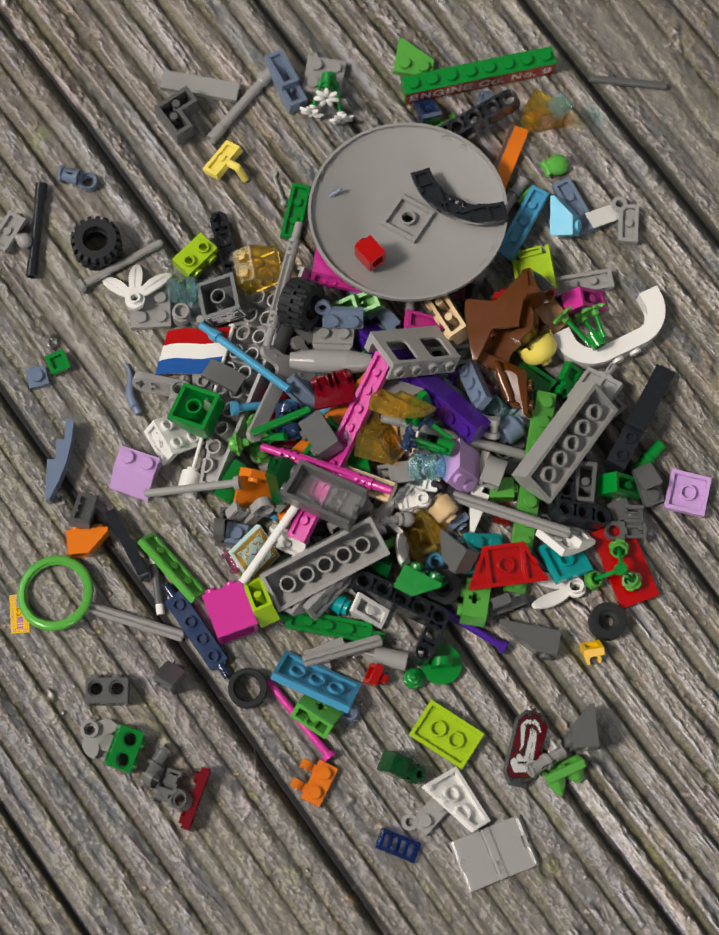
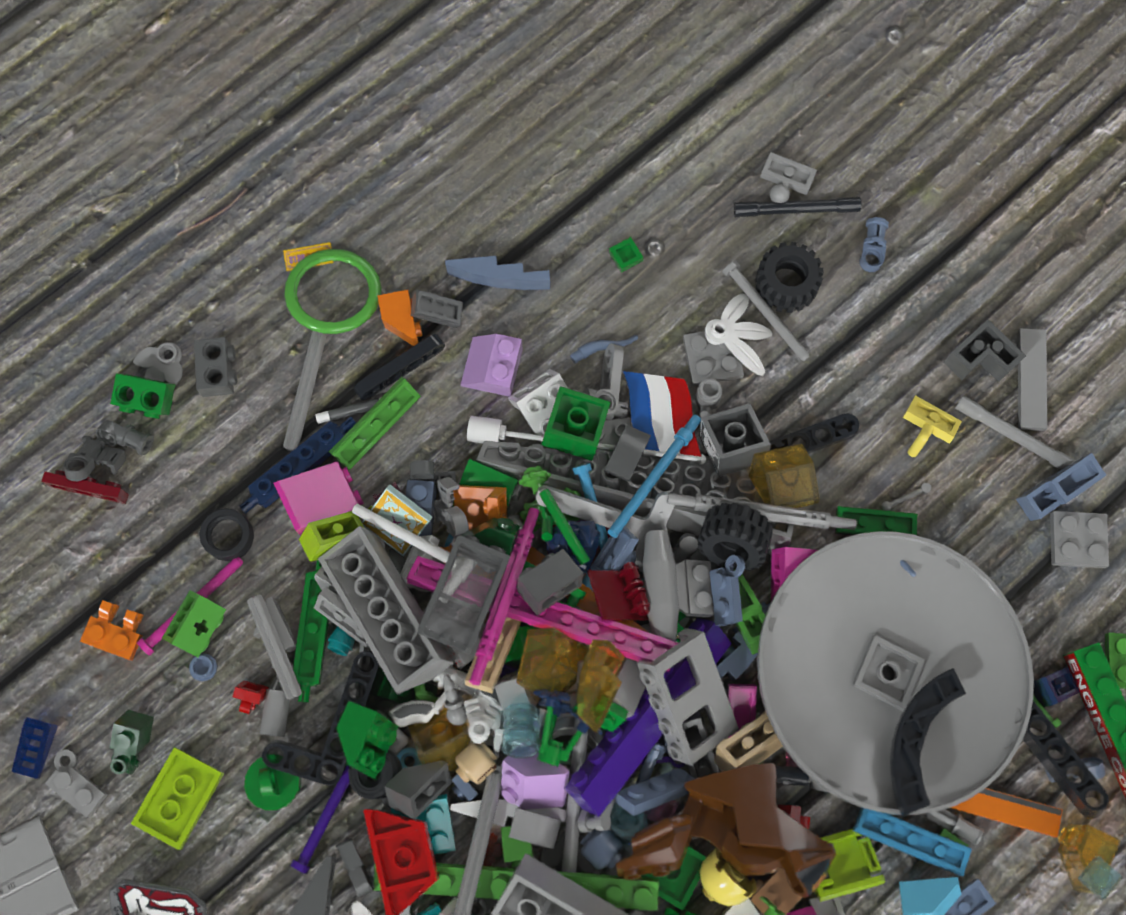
camera: 90 degrees right, 0 degrees up
(37, 377) = (604, 234): sand blue plate -> none
(170, 676) = (232, 435): dark grey slope -> none
(182, 290) = (741, 387): clear light blue wheel -> none
(195, 256) = (790, 401): lime brick -> none
(235, 482) = (481, 482): light grey bar -> none
(316, 682) = (230, 627): dark azure plate -> none
(327, 84) = (1067, 541): white plant -> none
(369, 611) = (332, 677): white slope -> none
(370, 253) = (821, 620): red brick -> none
(413, 678) = (250, 747): green plate -> none
(458, 799) = (91, 821): white wing -> none
(473, 613) = (337, 821): bright green brick -> none
(555, 165) = (1010, 881): bright green animal -> none

